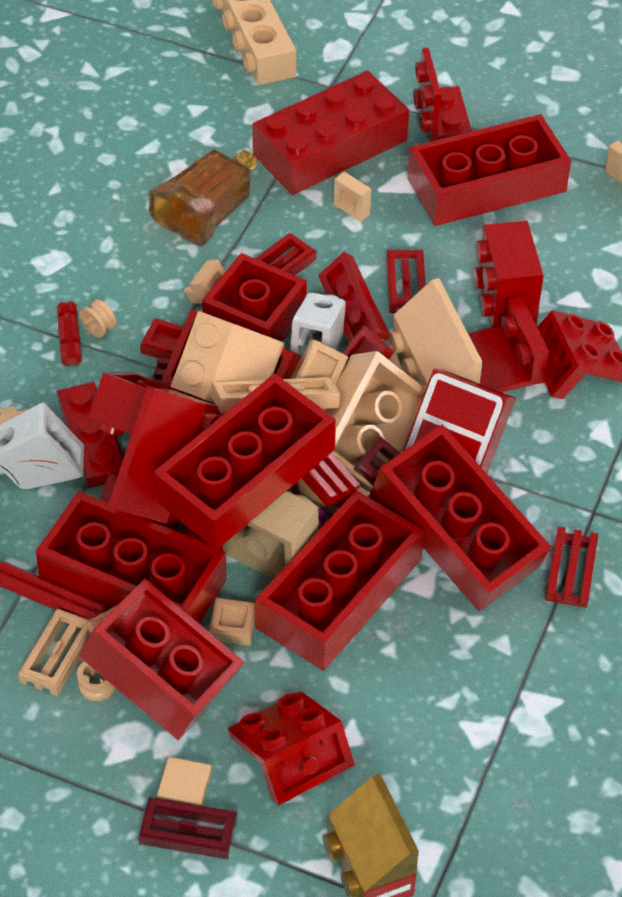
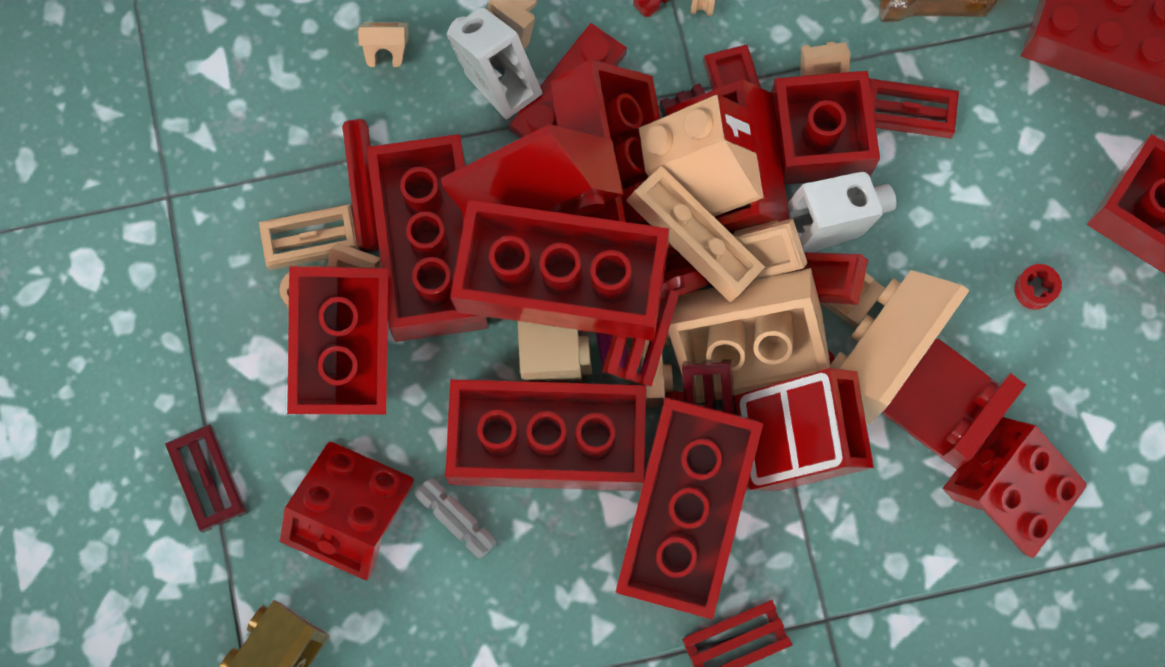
camera: 55 degrees right, 25 degrees up
(185, 781) = (246, 444): light nougat tile -> none
(233, 621) = (446, 362): light nougat tile -> none
(347, 283) = (916, 208): red plate -> none
(352, 196) = (1054, 118): light nougat tile -> none
(352, 680) = (455, 518): none -> light grey axle
(398, 302) = (958, 267): red tile -> none
(456, 263) = (1050, 281): none -> red bush
(507, 269) = (1057, 346): red brick -> none

